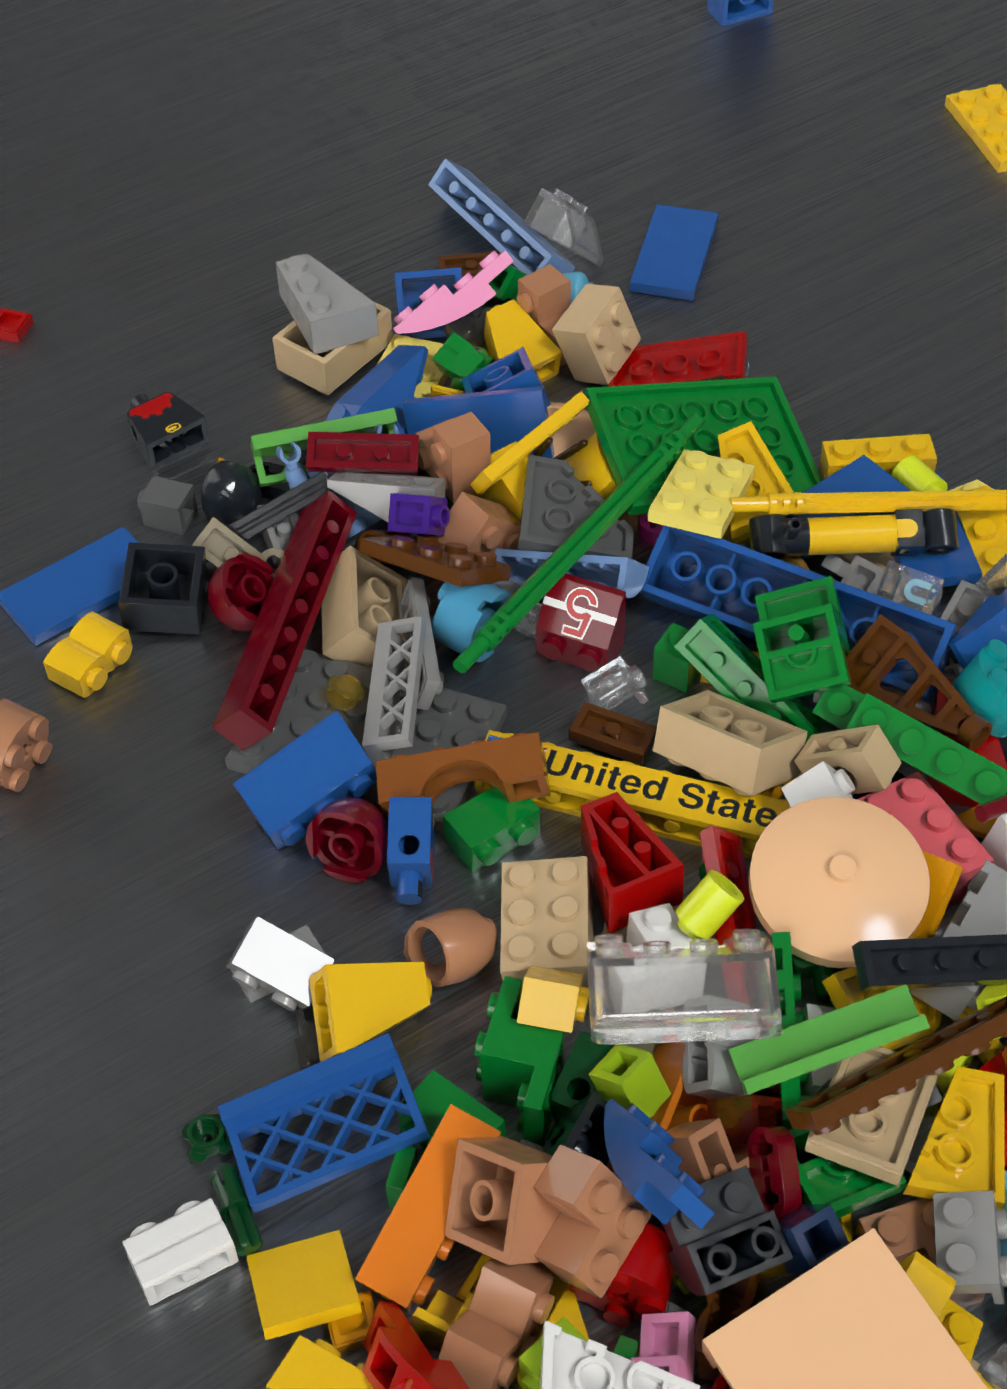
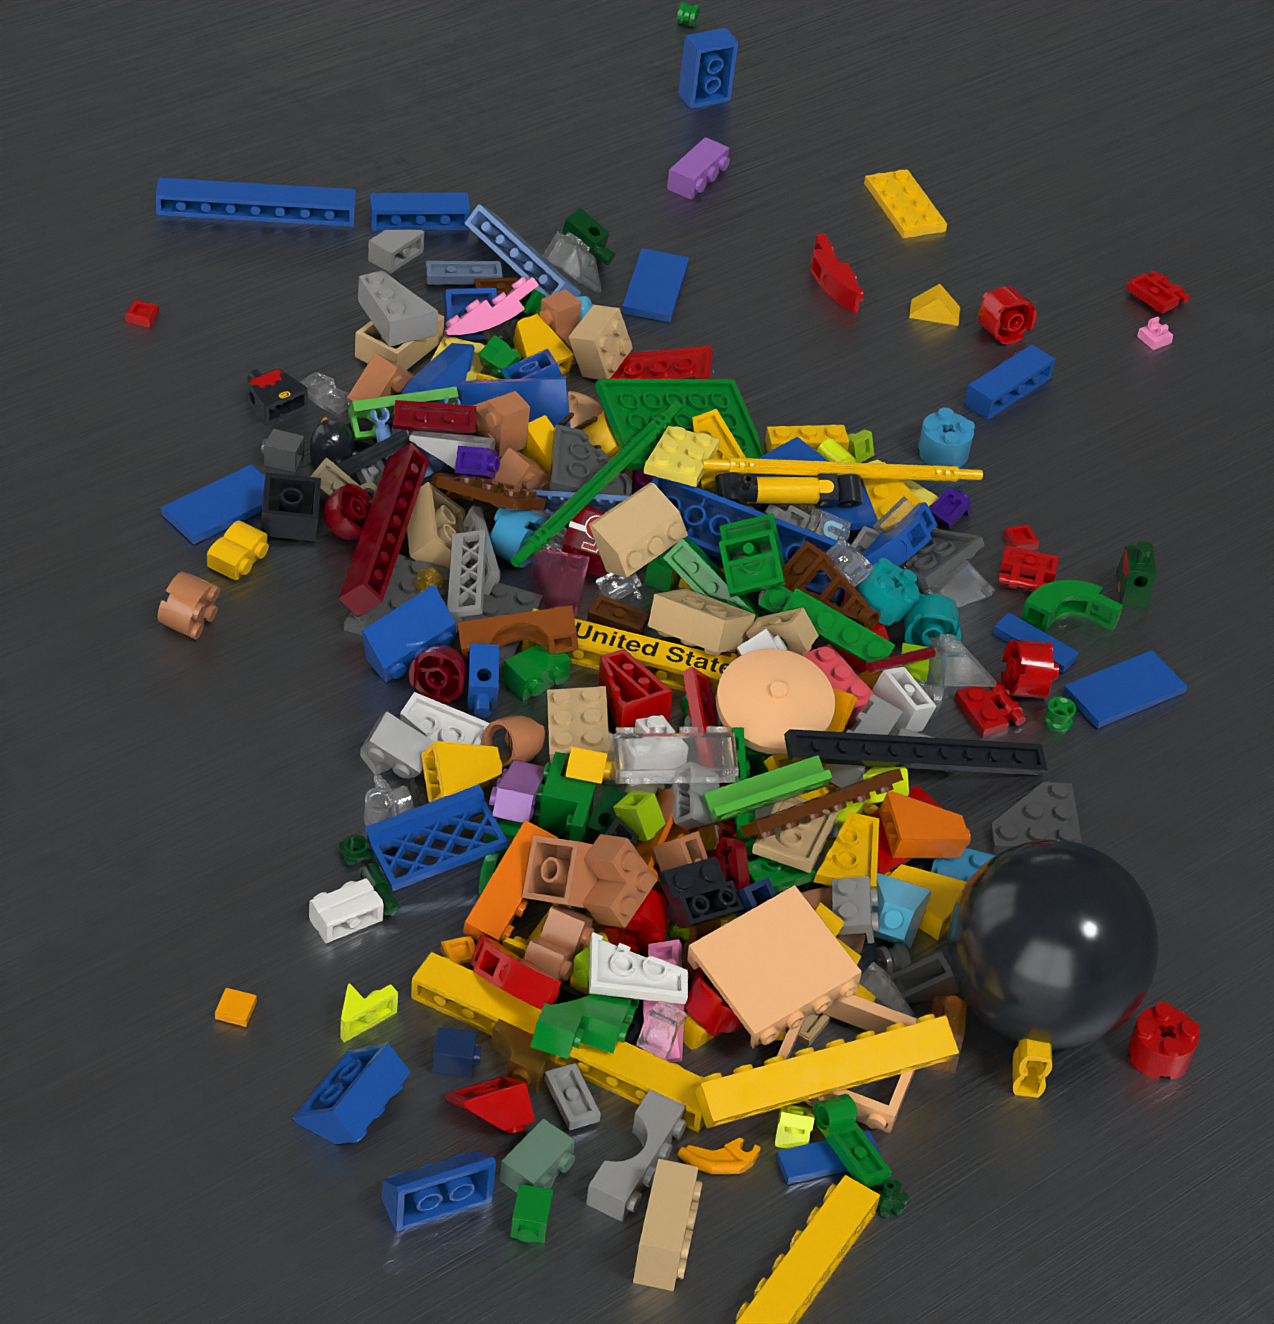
camera: 10 degrees left, 5 degrees down
(169, 172) = (255, 202): none -> blue brick
(231, 421) = (325, 394): none -> clear slope
(268, 1053) = (385, 802): none -> clear piece
(301, 400) = (380, 379): none -> nougat brick
(303, 1284) = (428, 930): yellow tile -> none
(339, 222) = (395, 248): none -> light grey slope
(352, 921) = (442, 721): none -> white wing
(372, 173) = (419, 211): none -> blue brick
(421, 248) = (461, 271): none -> sand blue plate
(445, 1041) = (517, 791): none -> medium lavender brick
(529, 443) = (556, 416): yellow tile -> none
(534, 683) = (561, 578): none -> clear pink slope
(588, 189) = (590, 233): none -> dark green torso
(637, 608) = (637, 531): none -> tan slope
(650, 1167) = (657, 850): blue slope -> none
(708, 906) = (689, 712): neon yellow brick -> none
(731, 98) = (698, 168): none -> medium lavender brick
(911, 228) = (834, 276): none -> red slope
(944, 647) = (849, 562): none -> clear slope
(953, 461) = (861, 445): none -> lime tile

